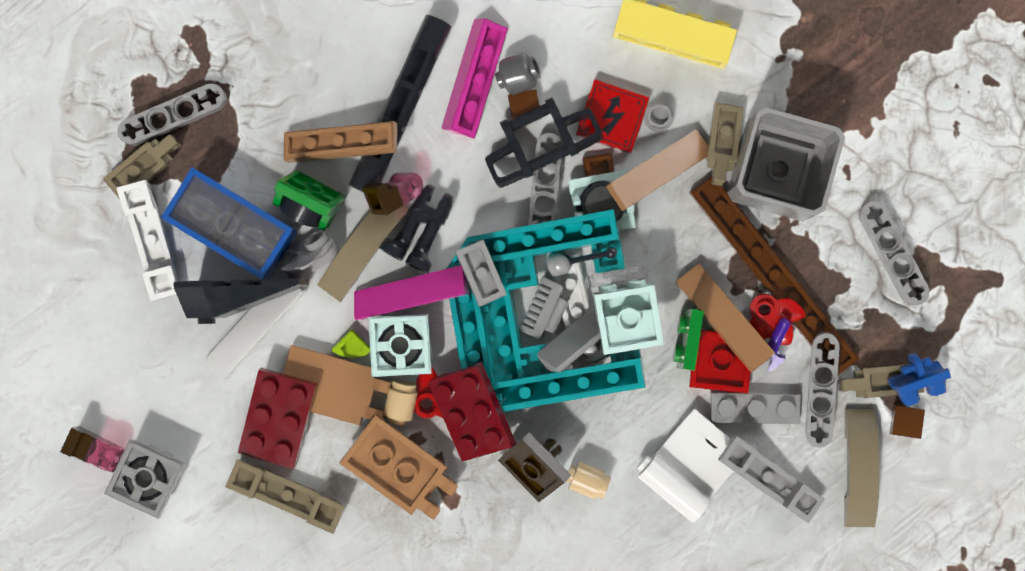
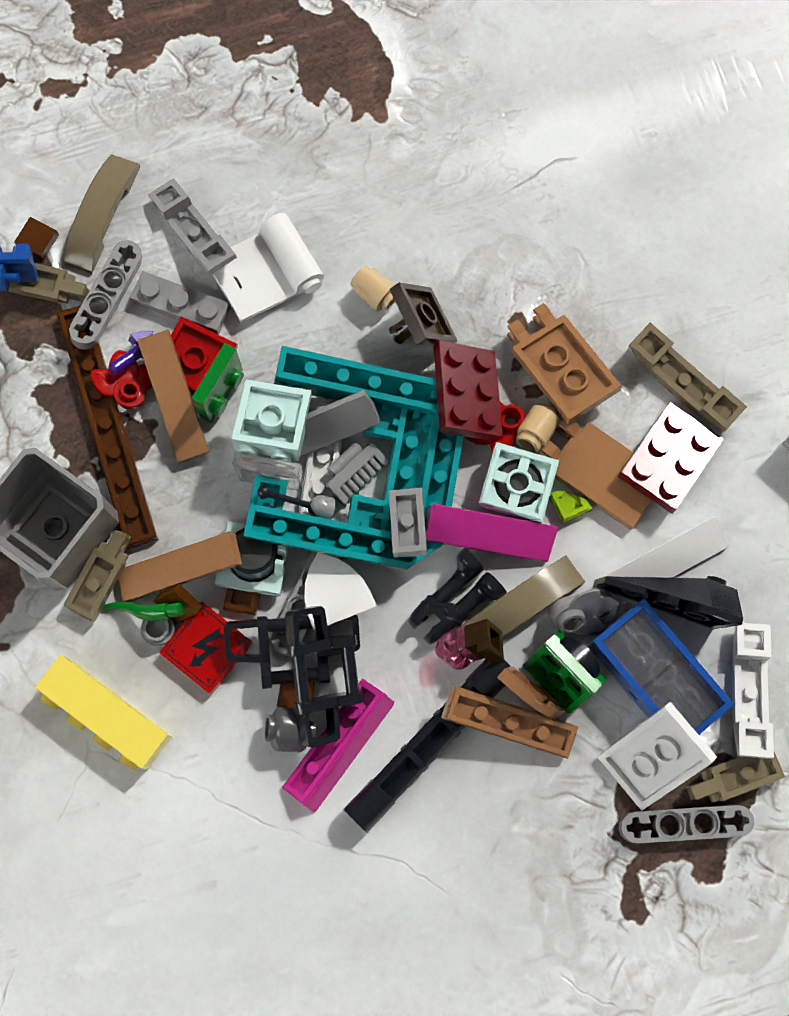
camera: 165 degrees left, 10 degrees down
(211, 153) = (657, 756): none -> white plate
(329, 168) = (531, 693): none -> medium nougat tile
(493, 106) = (330, 702): none -> black bar
(521, 196) = (336, 589): none -> white sticker
(649, 141) = (179, 594): none -> reddish brown tile
(668, 124) = (155, 612): none -> green animal

